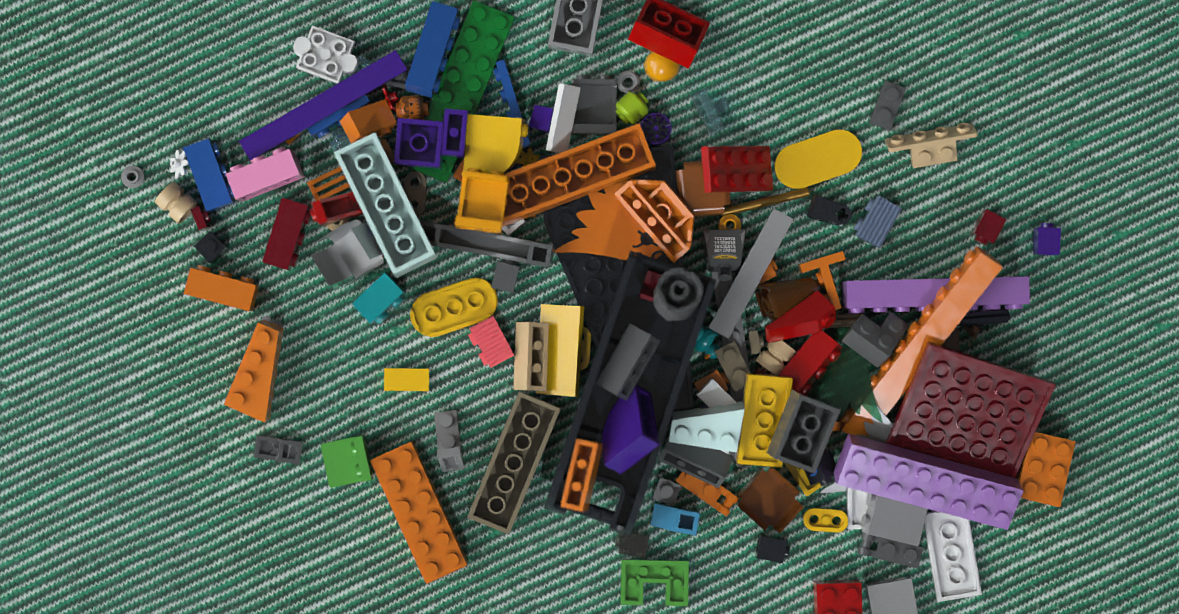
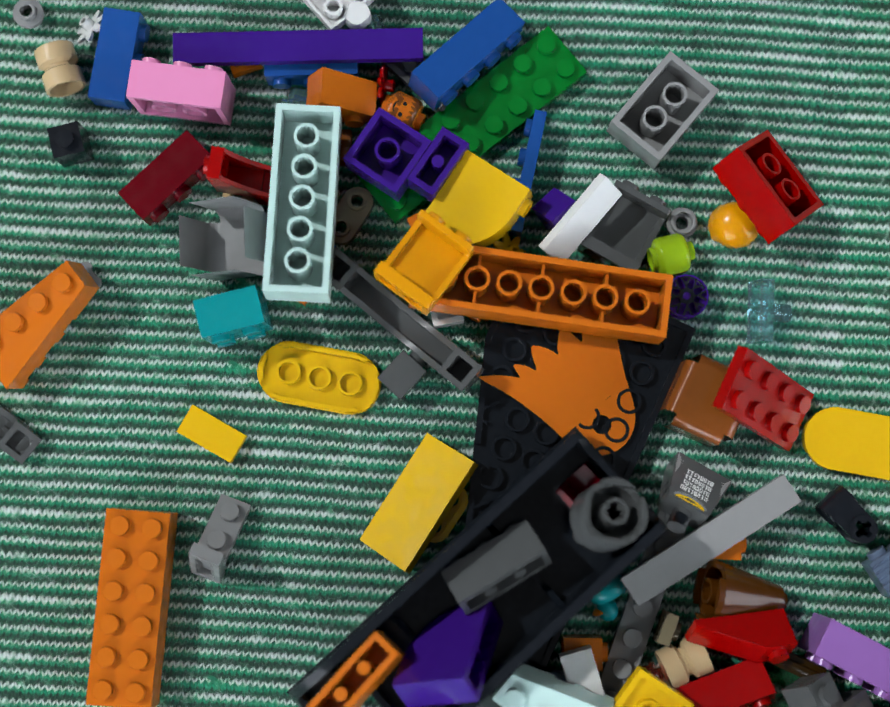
camera: 30 degrees right, 5 degrees down
(201, 218) = (78, 103): dark red plate -> none
(221, 288) = (53, 199): orange brick -> none
(314, 191) = (251, 136): orange tile -> none
(347, 461) = (82, 493): bright green bracket -> none
(491, 342) = (339, 445): coral brick -> none
(514, 462) = (282, 612): dark tan brick -> none
(531, 356) = (378, 490): tan brick -> none
(660, 214) = (638, 402): orange wedge -> none
(729, 217) = (715, 454): light orange plate -> none
(733, 365) = (624, 643): dark tan plate -> none
(767, 201) = (774, 461): pearl gold bar -> none
(824, 276) = (800, 592): orange bracket -> none

